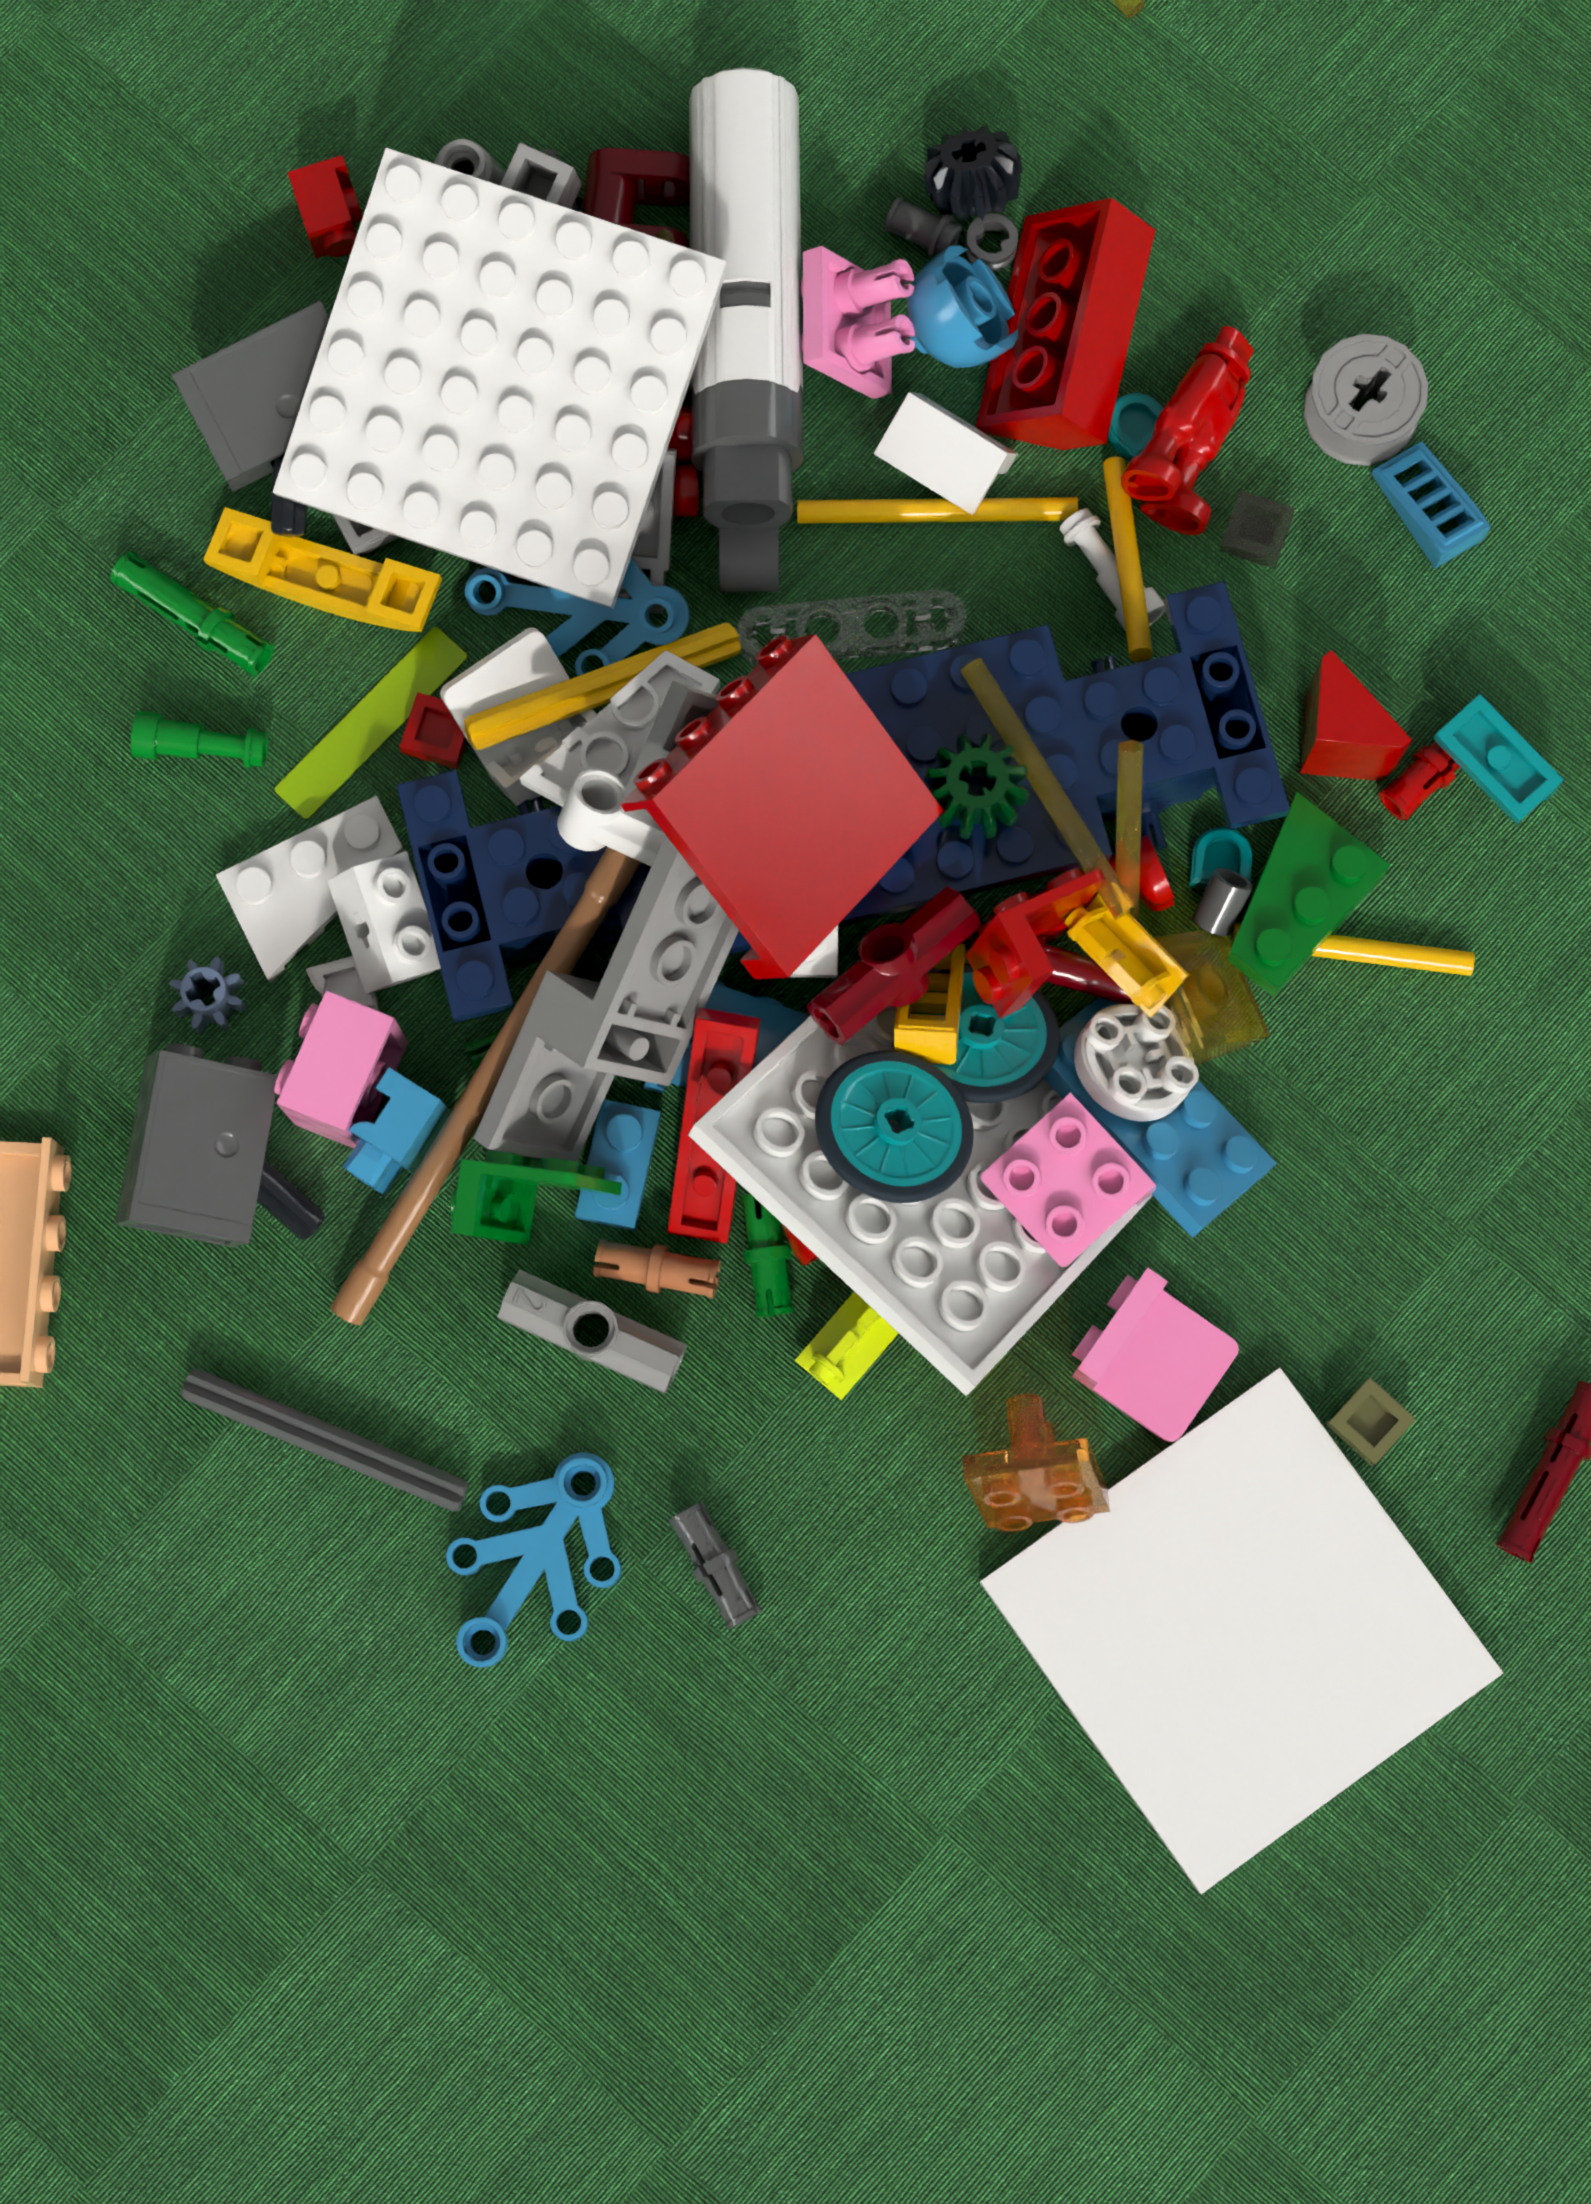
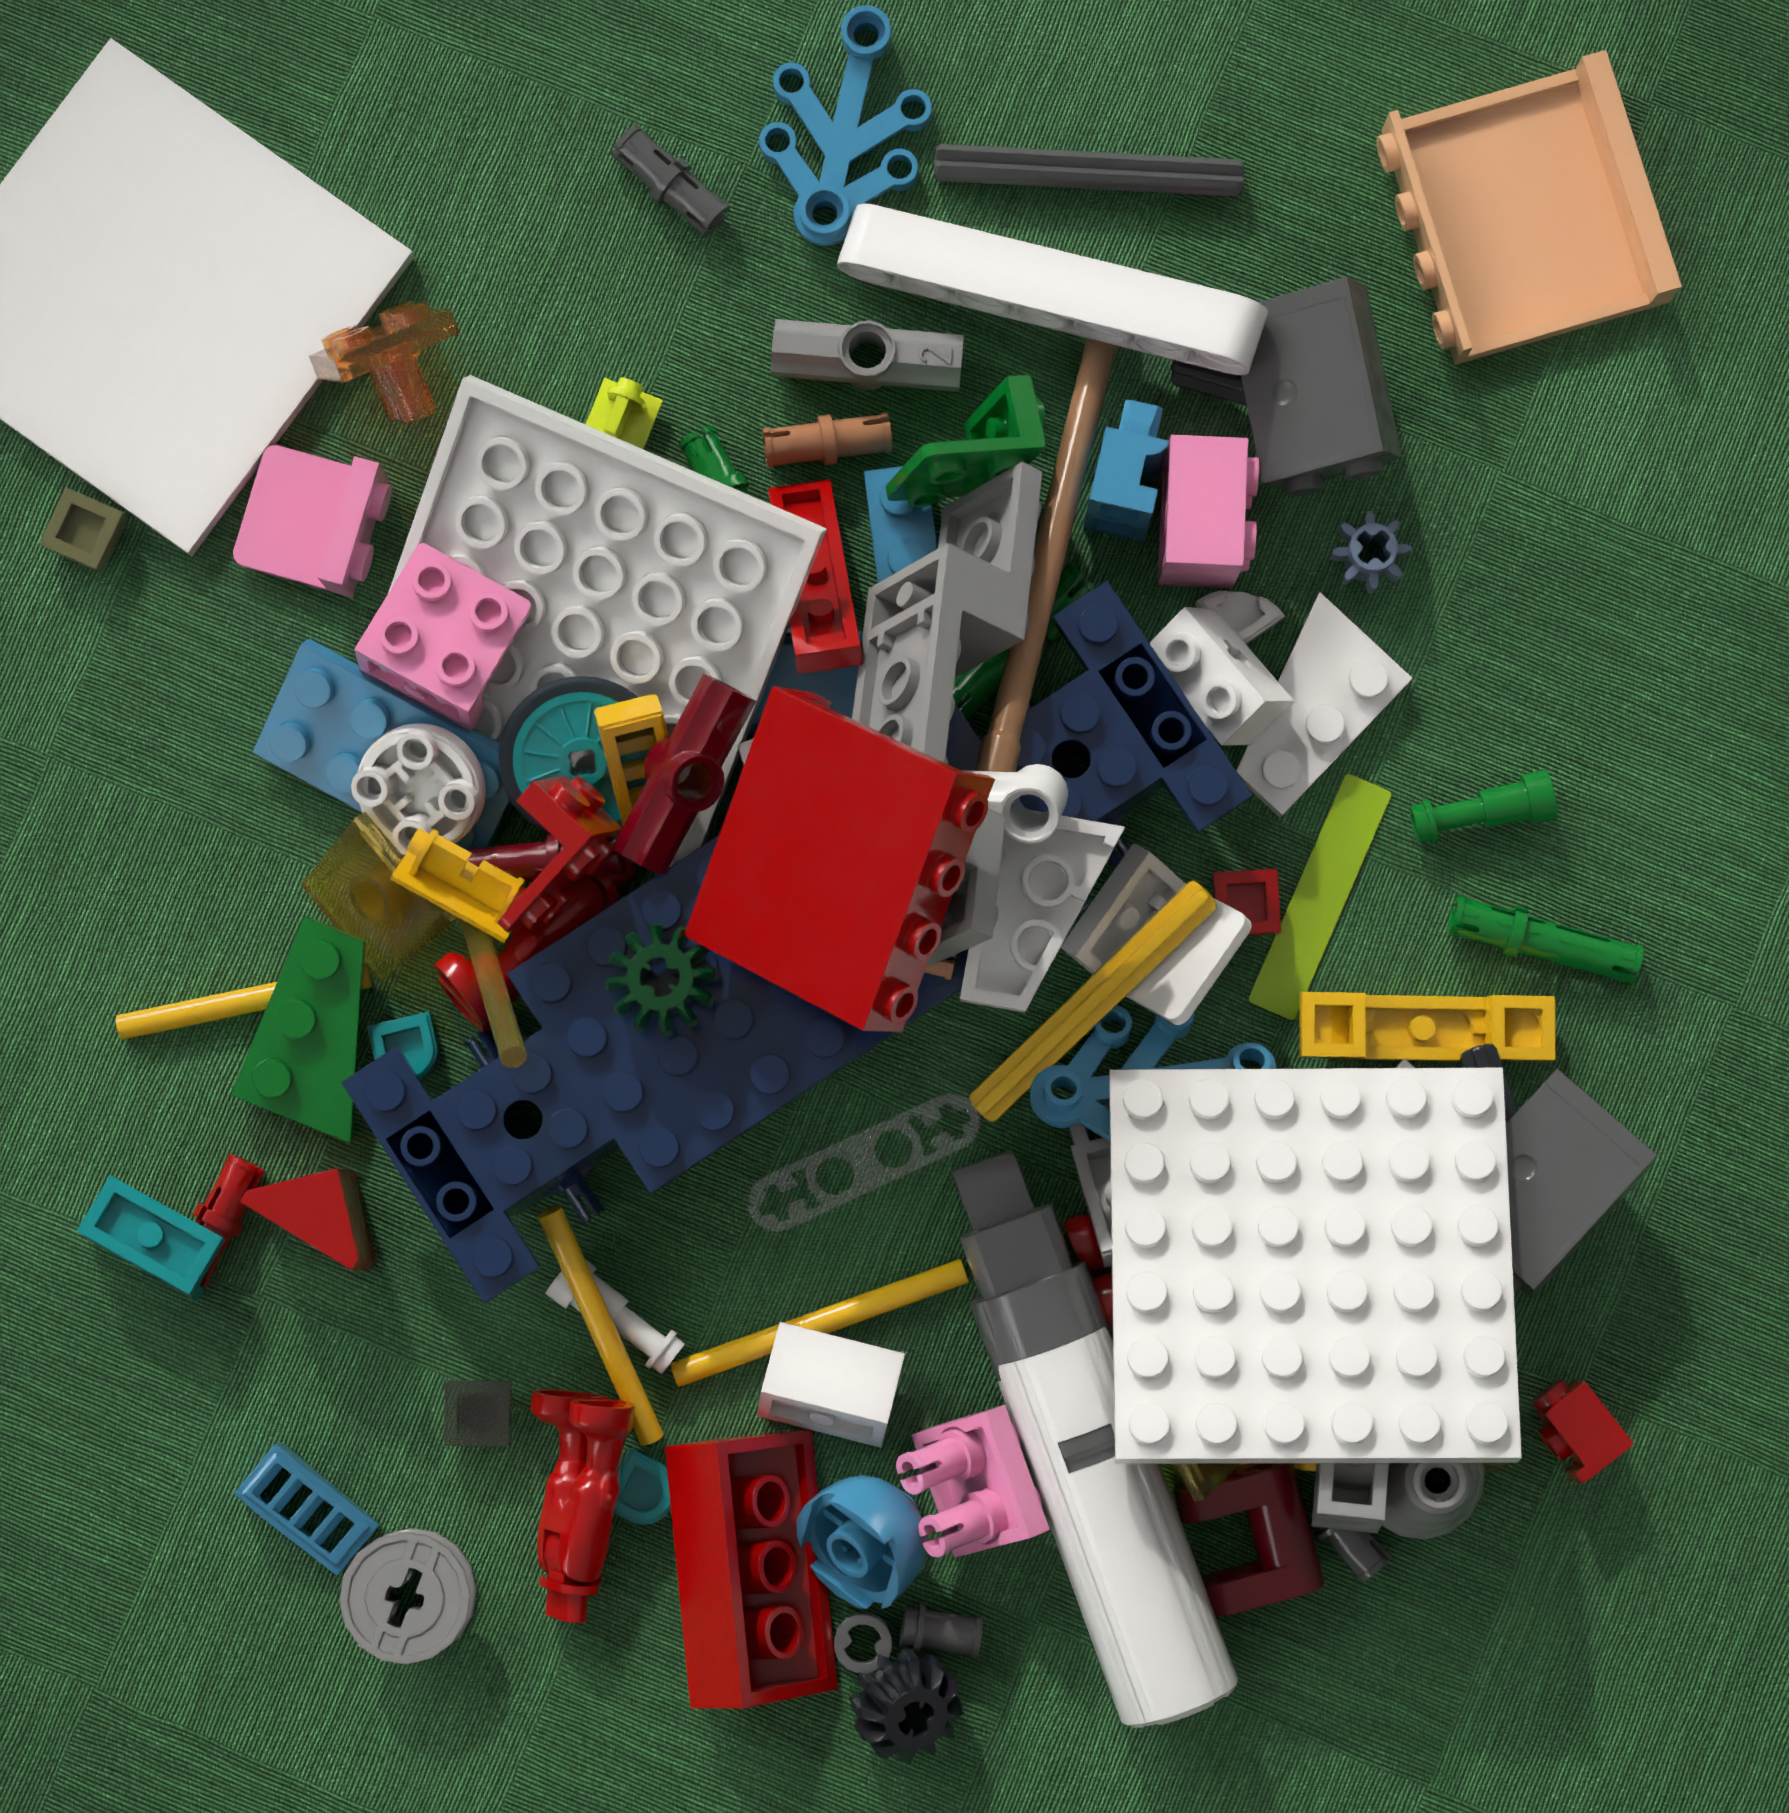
camera: 160 degrees right, 5 degrees up
(401, 1322) = (1053, 289): none -> white beam
(859, 1141) = (658, 585): teal wheel -> none
(1046, 786) = (592, 1011): clear yellow axle -> none
(1222, 902) = (388, 997): dark grey hinge -> none

